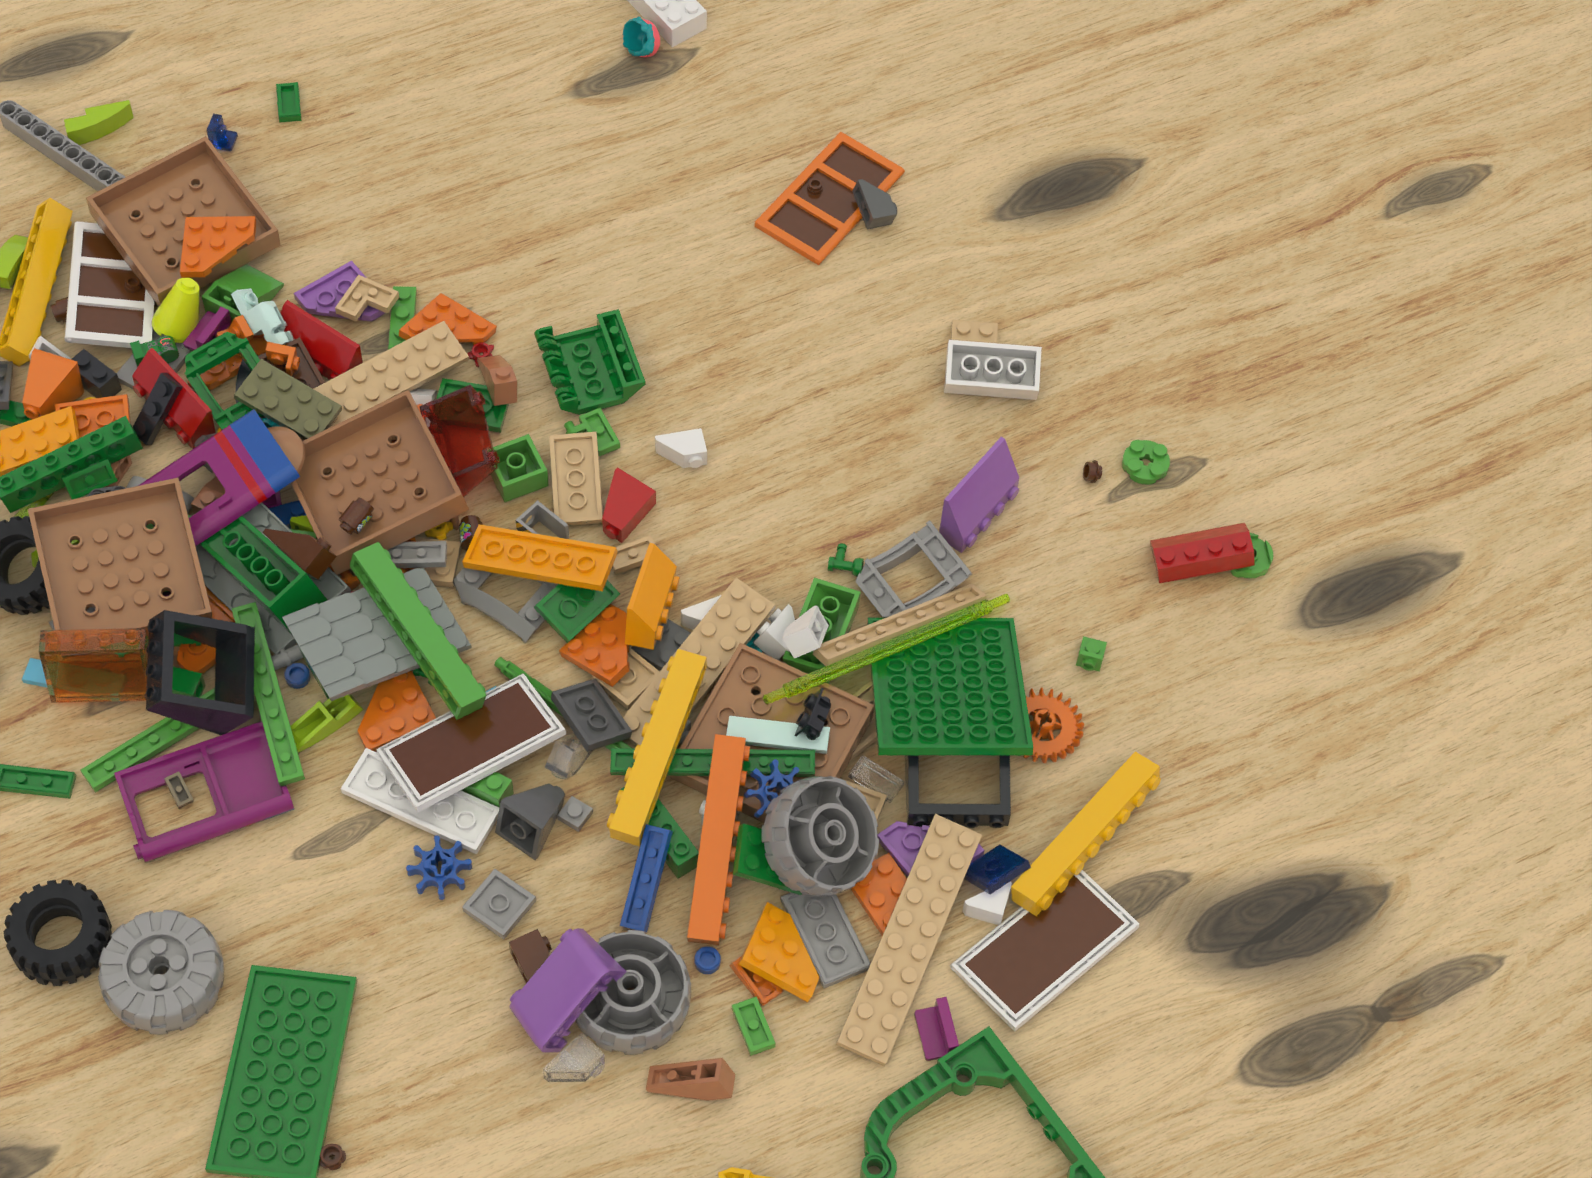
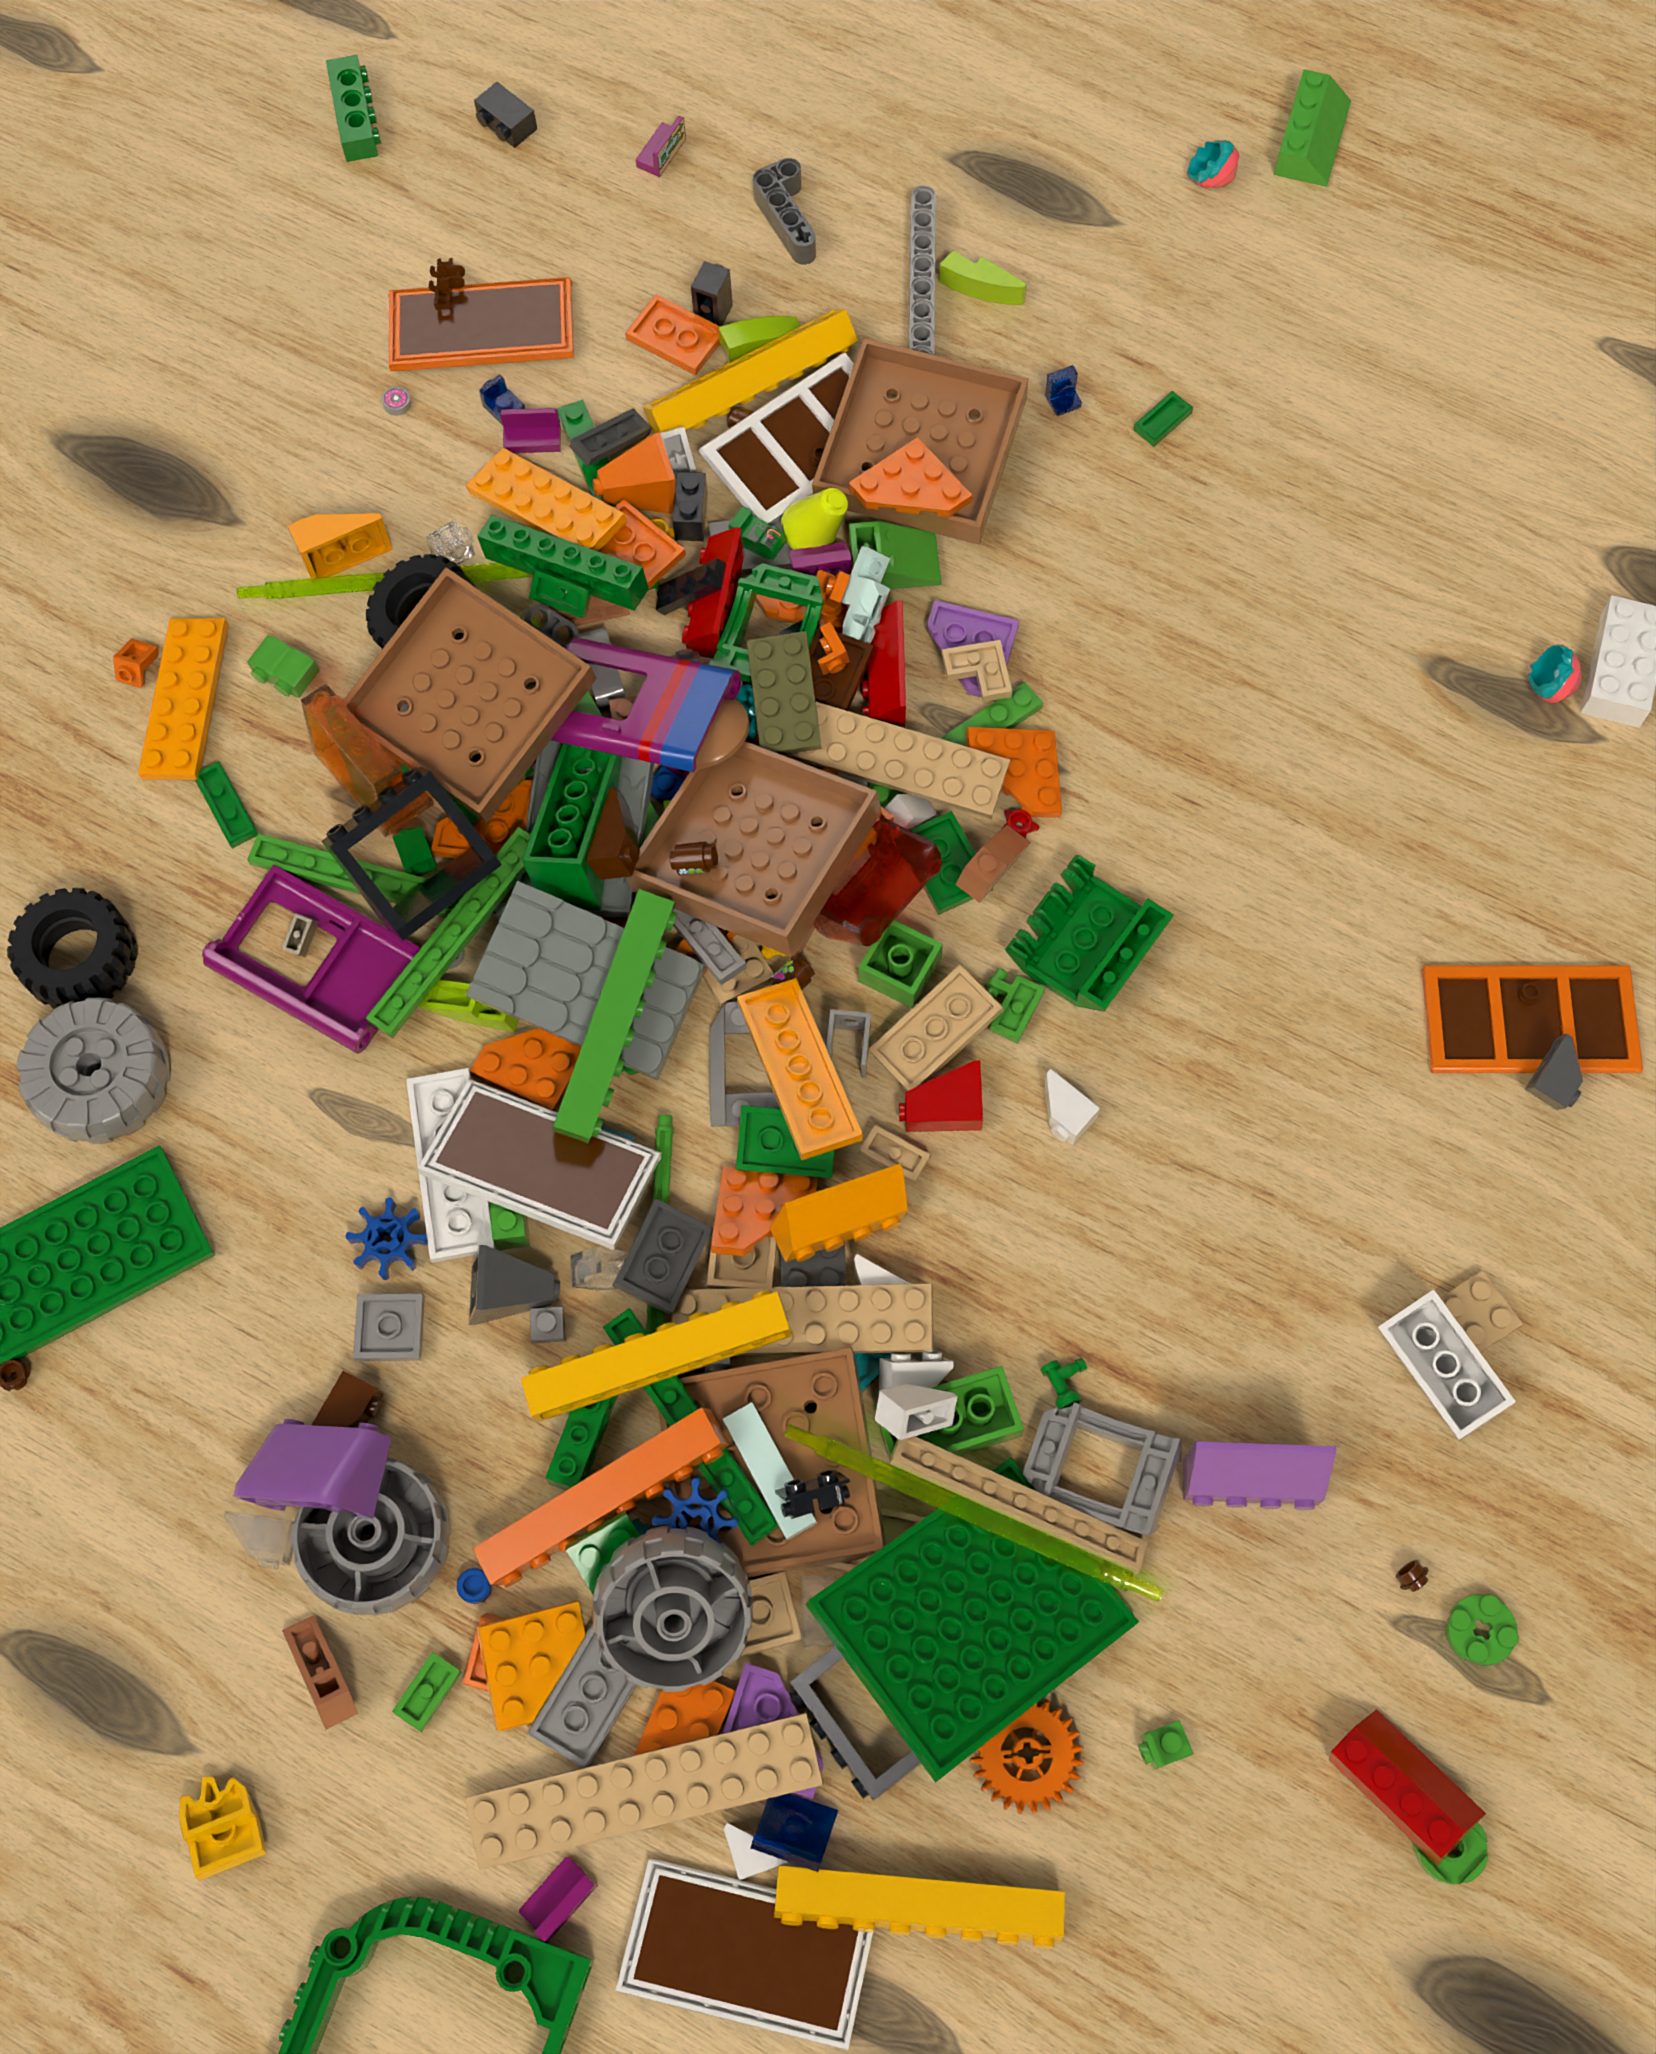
camera: 60 degrees right, 10 degrees up
(646, 878) = (510, 1455): blue plate -> none

